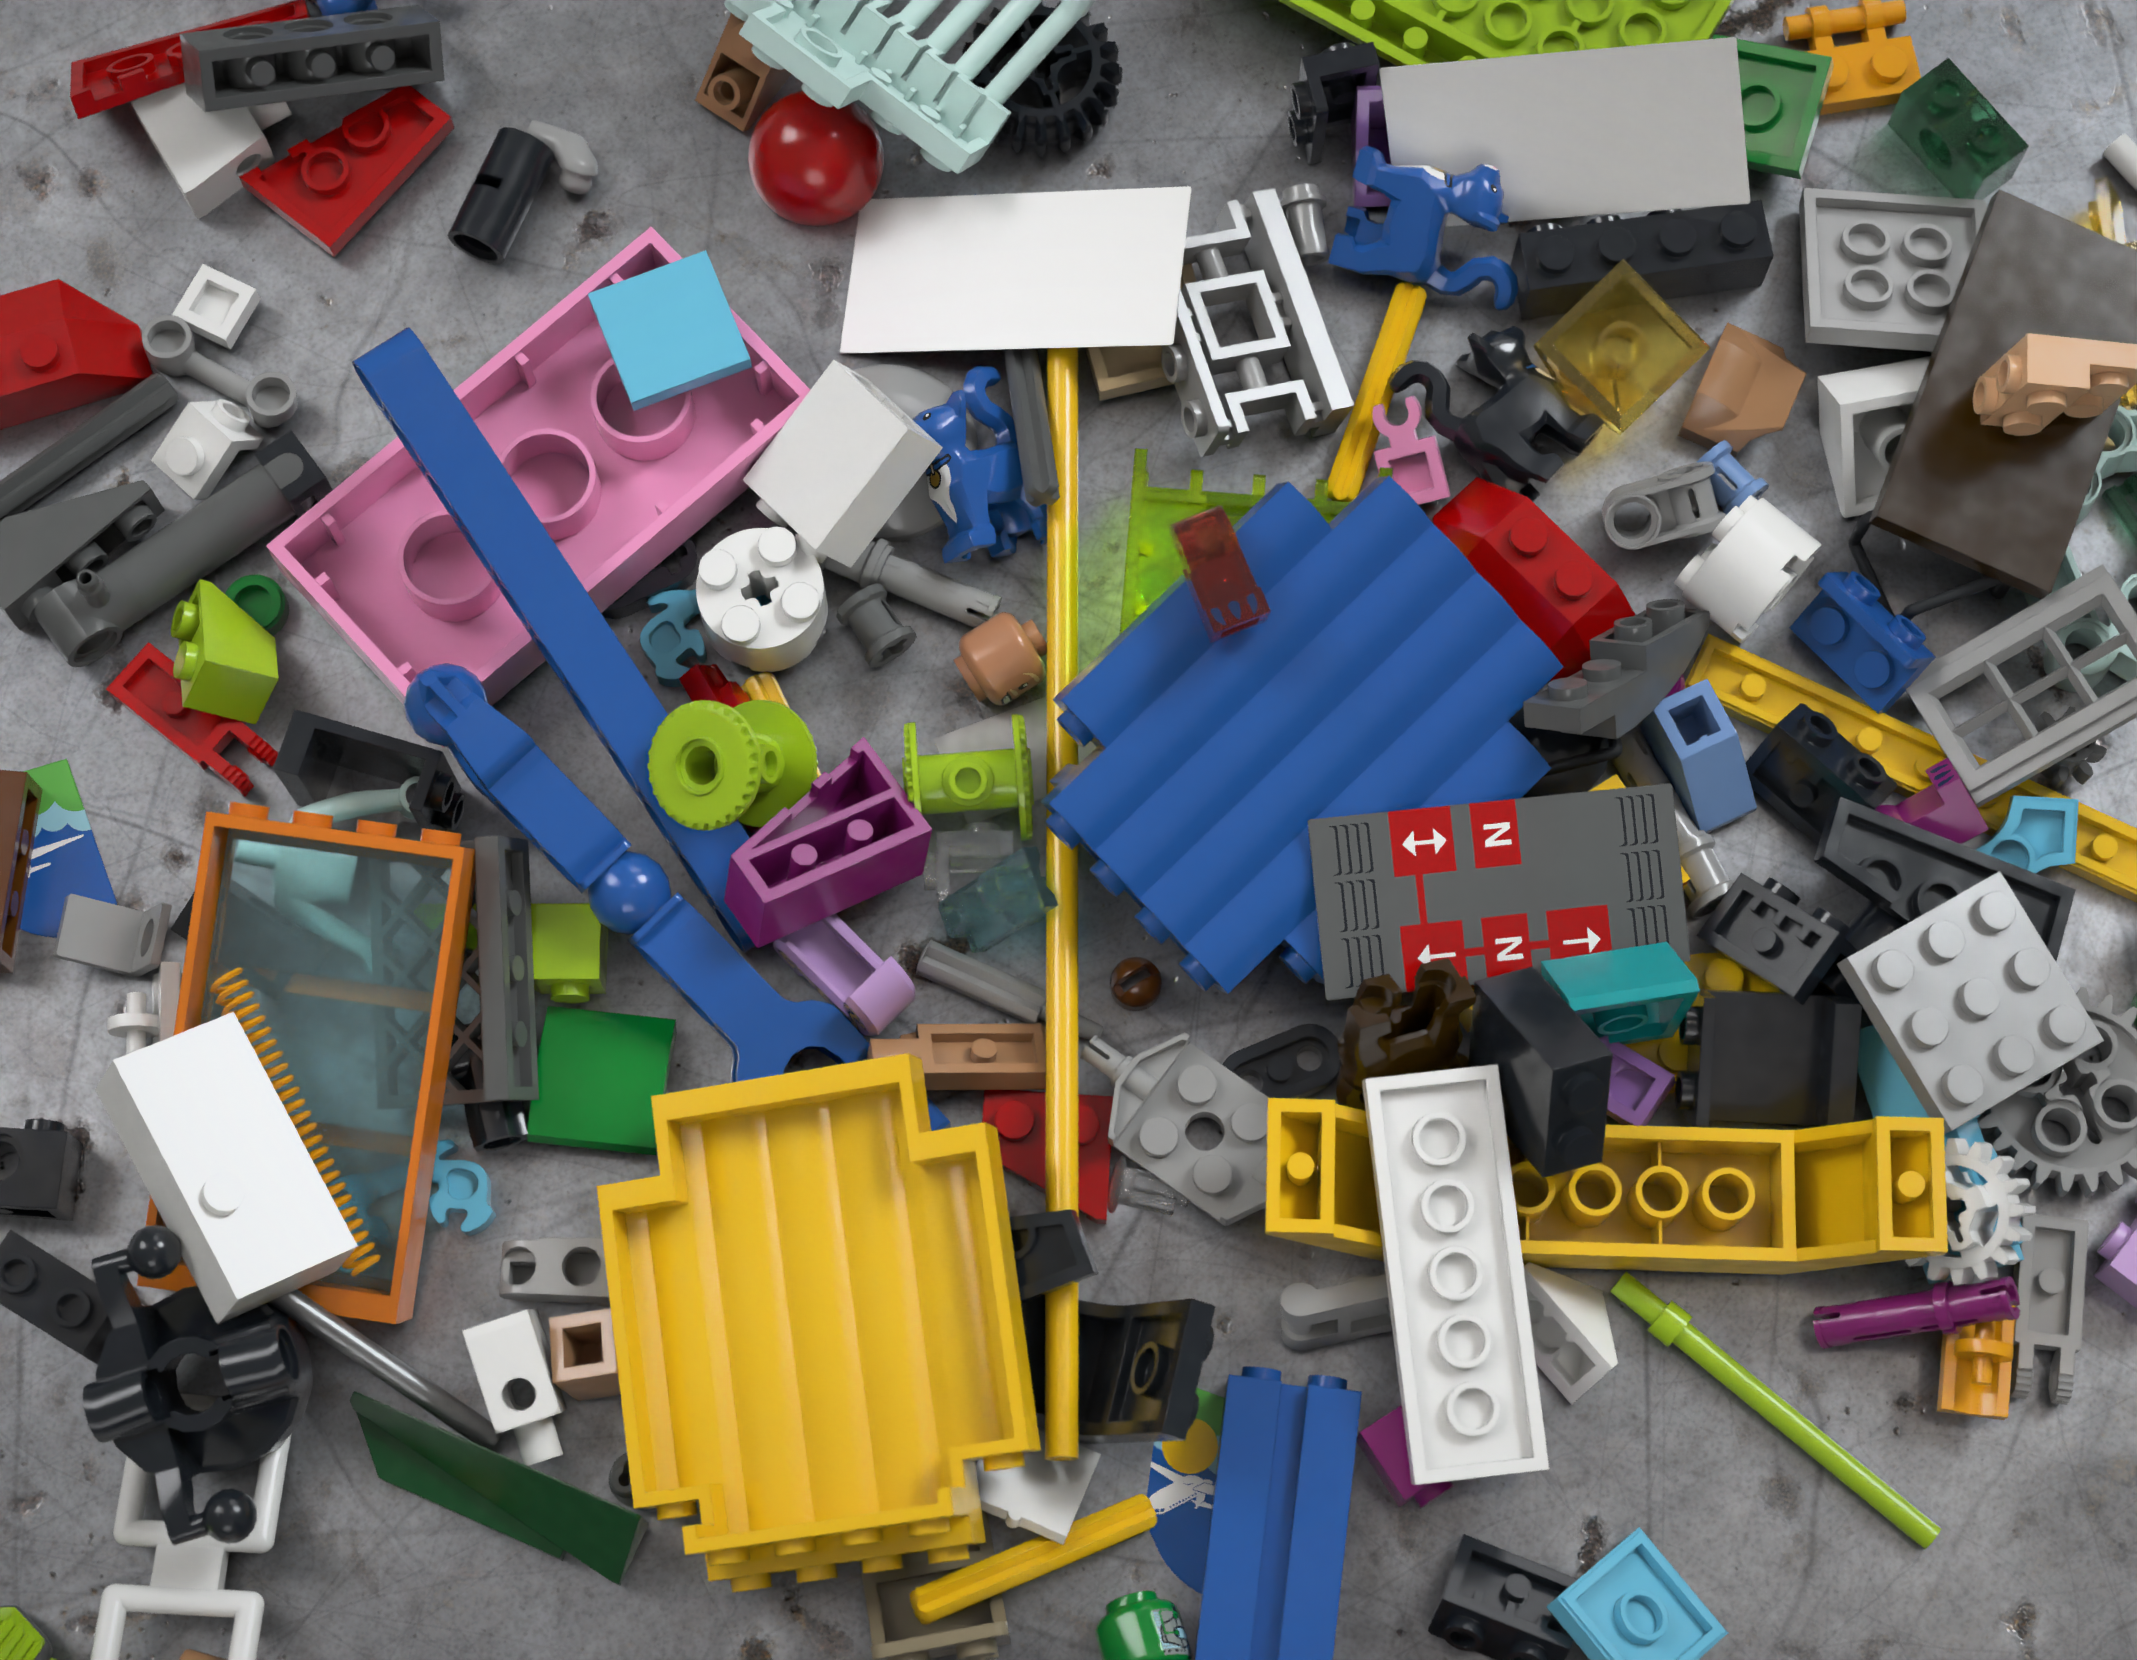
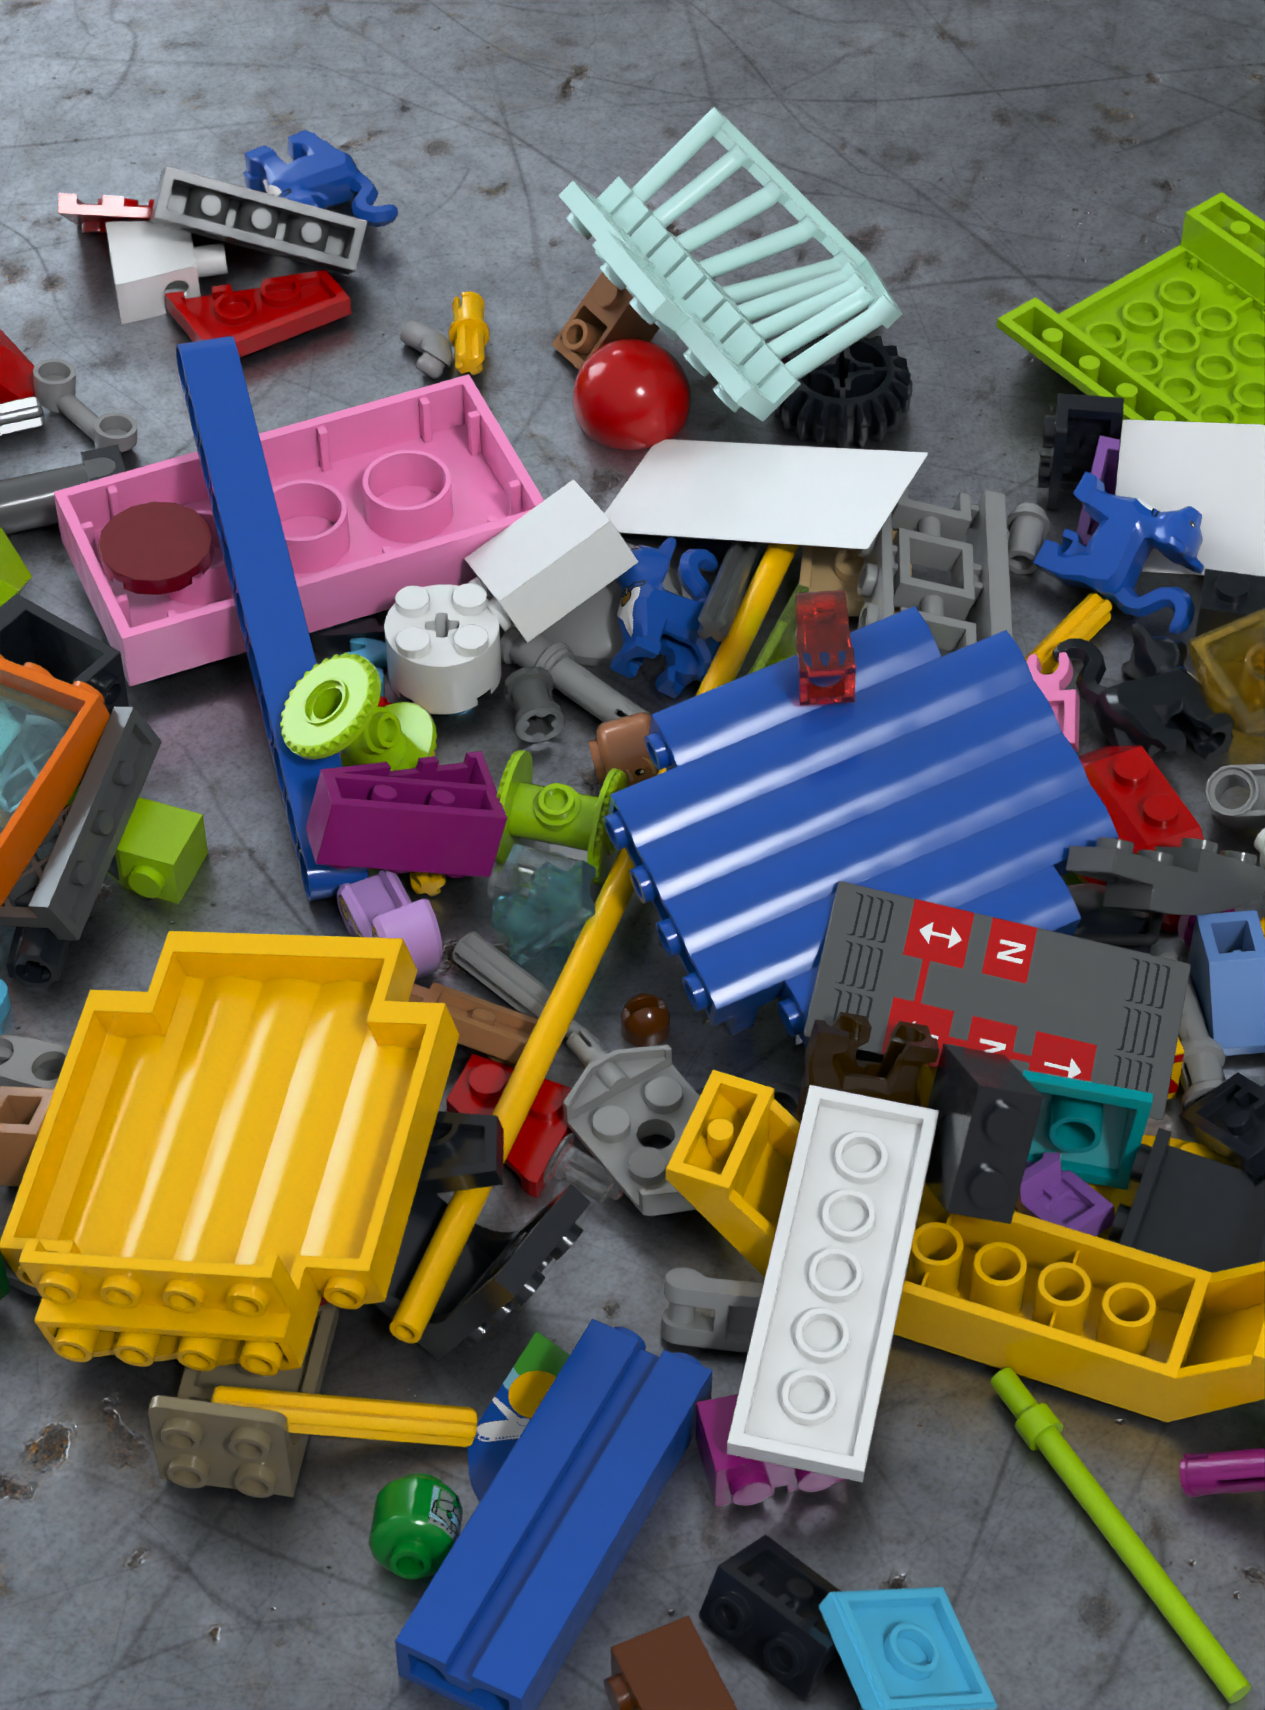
camera: 20 degrees right, 25 degrees down
(205, 445) = (46, 445): white bracket -> none
(217, 306) = (106, 369): white plate -> none
(261, 600) = (41, 562): green tile -> none
(417, 595) = (156, 547): none -> dark red tile
(501, 195) = (364, 356): black pin -> none
(600, 1079) = (125, 943): green slope -> none
(601, 121) = (469, 332): none -> yellow axle
(624, 887) = (208, 758): blue piece -> none
(670, 330) = (449, 435): medium azure tile -> none
(1040, 1494) = (372, 1358): white piece -> none
(1569, 1331) = (928, 1395): white slope -> none

